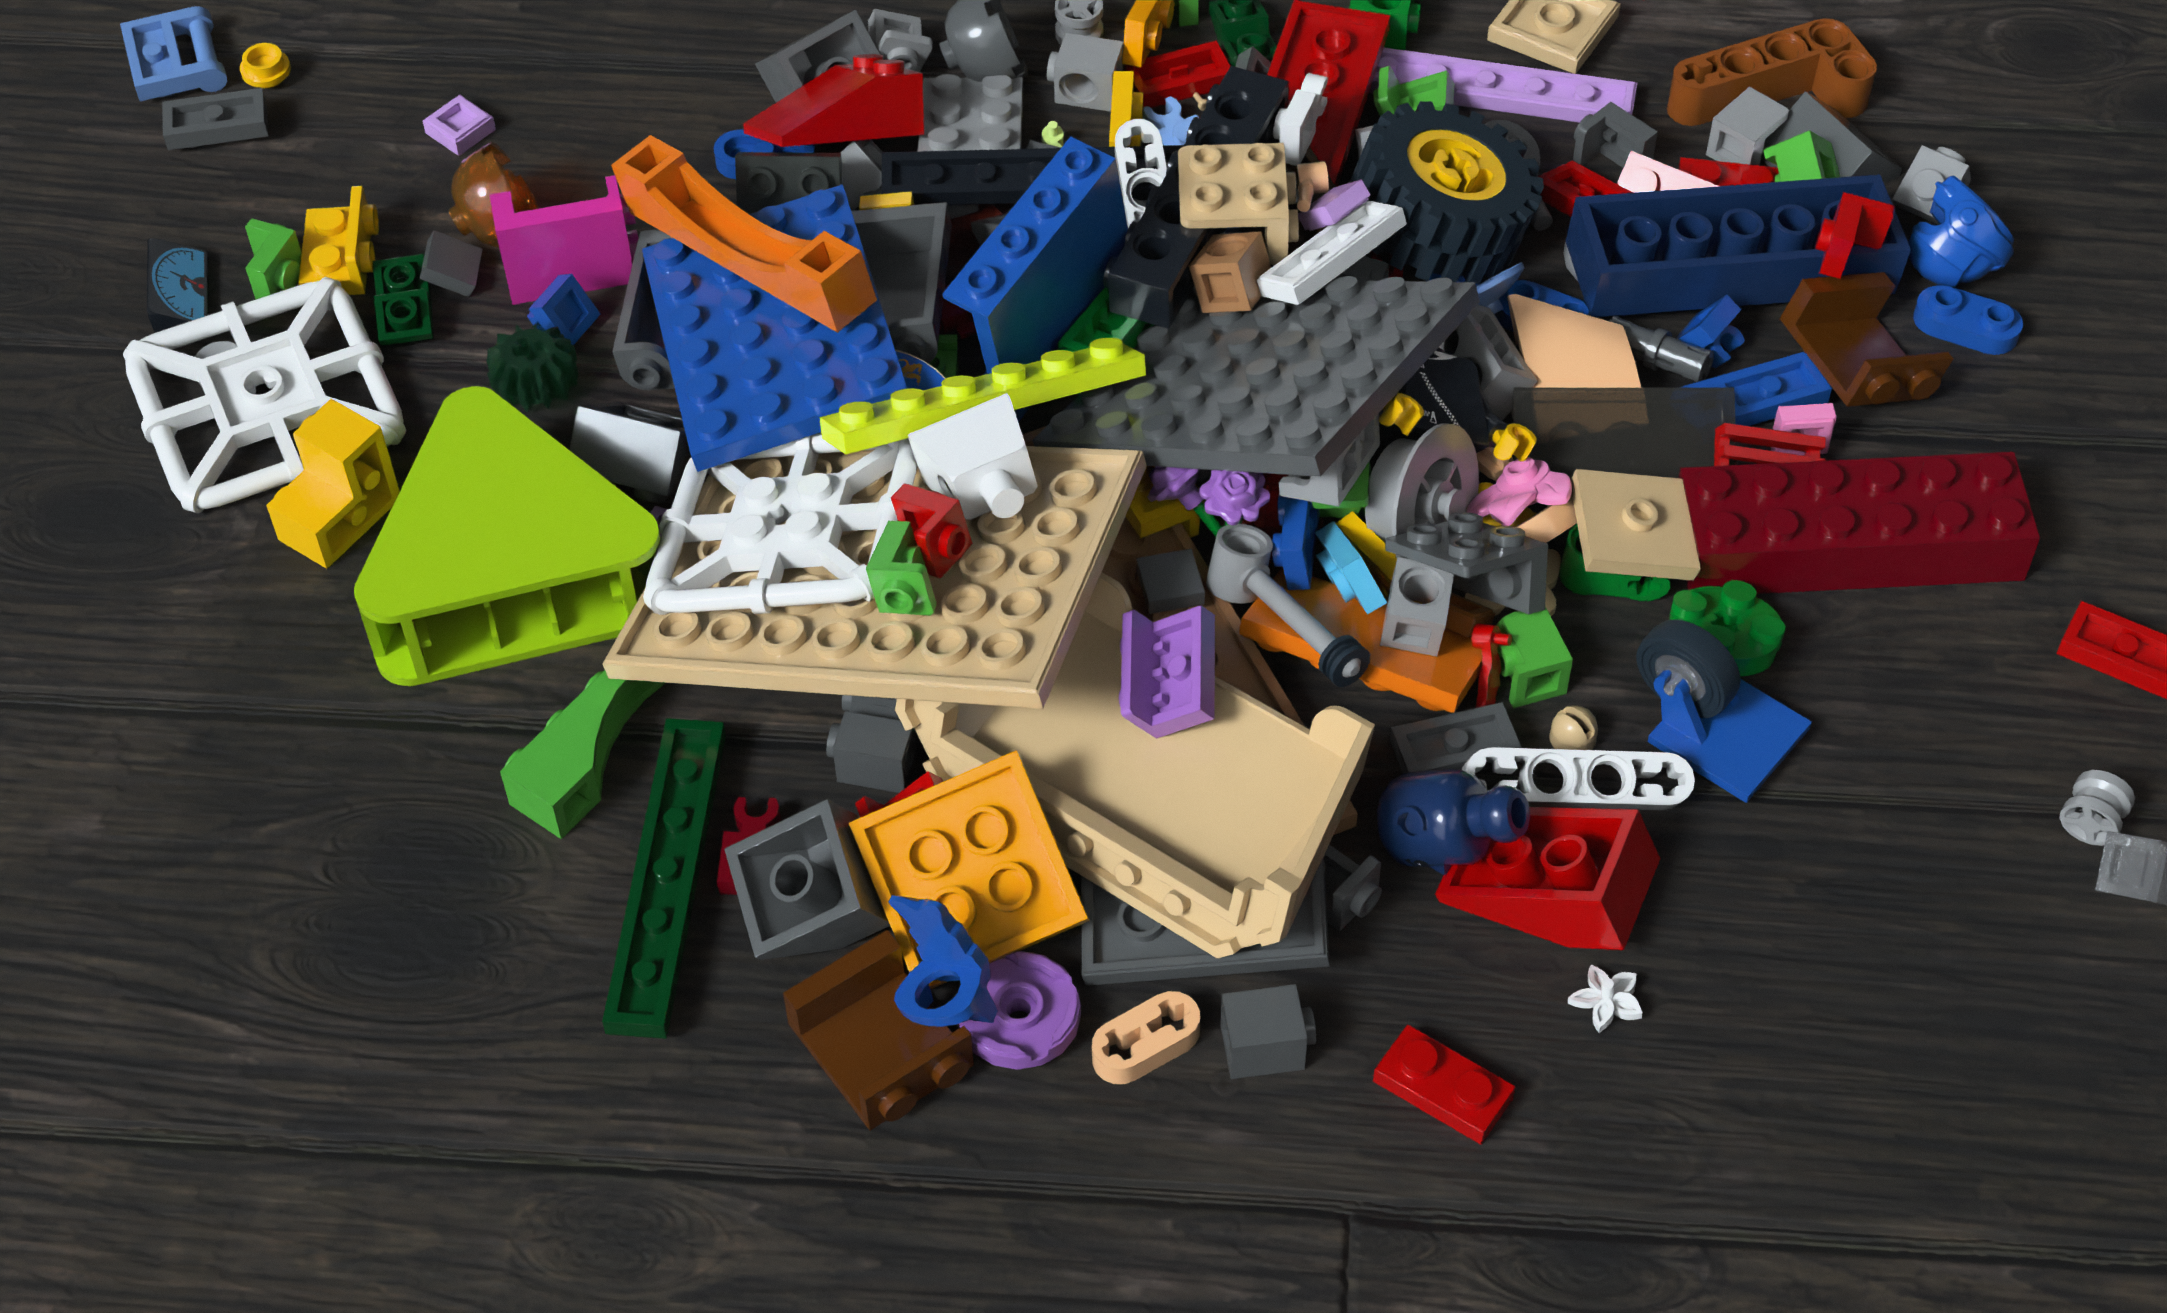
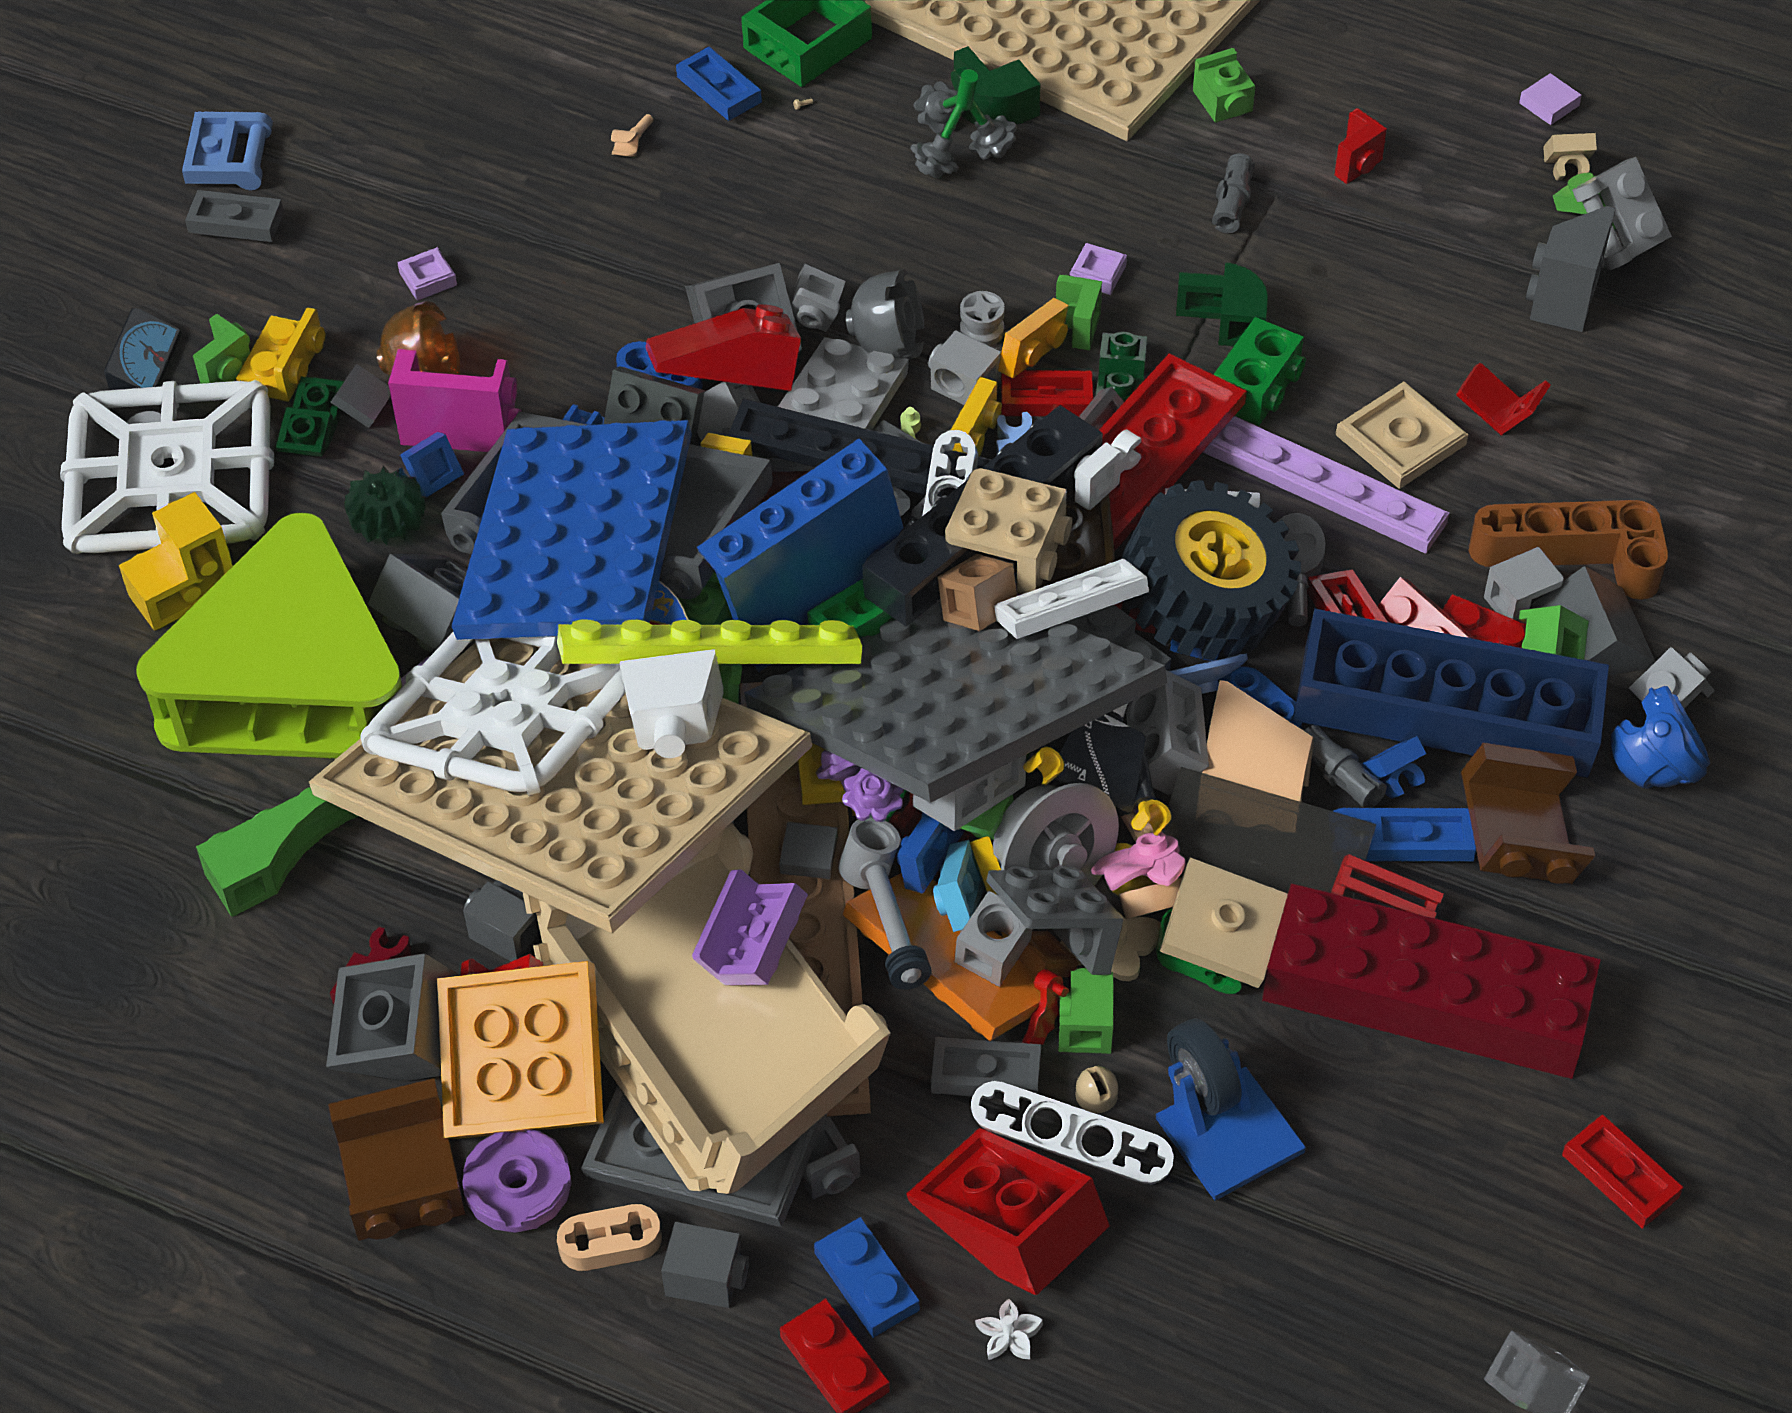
camera: 20 degrees right, 0 degrees up
(264, 65) = (294, 179): yellow plate -> none
(664, 880) = (290, 977): dark green plate -> none
(814, 276) = (596, 484): orange arch -> none
(899, 573) = (553, 777): bright green bracket -> none
(936, 524) = (605, 749): red bracket -> none
(946, 956) = (468, 1117): blue hair -> none
(1312, 180) = (1087, 527): light nougat hand -> none
(1334, 205) = (1093, 557): lavender tile -> none
(1434, 88) = (1239, 472): bright green bracket -> none
(1435, 990) = (866, 1277): none -> blue plate
(1447, 818) = (936, 1131): dark blue piece -> none
(1614, 135) = (1399, 554): dark grey bracket -> none
(1737, 619) = (1281, 1019): green plate -> none
(1808, 420) = (1435, 874): bright pink tile -> none
(1855, 222) = (1546, 702): red bracket -> none
(1968, 319) = (1639, 821): blue plate -> none
(2097, 806) = (1519, 1305): light grey wheel -> none

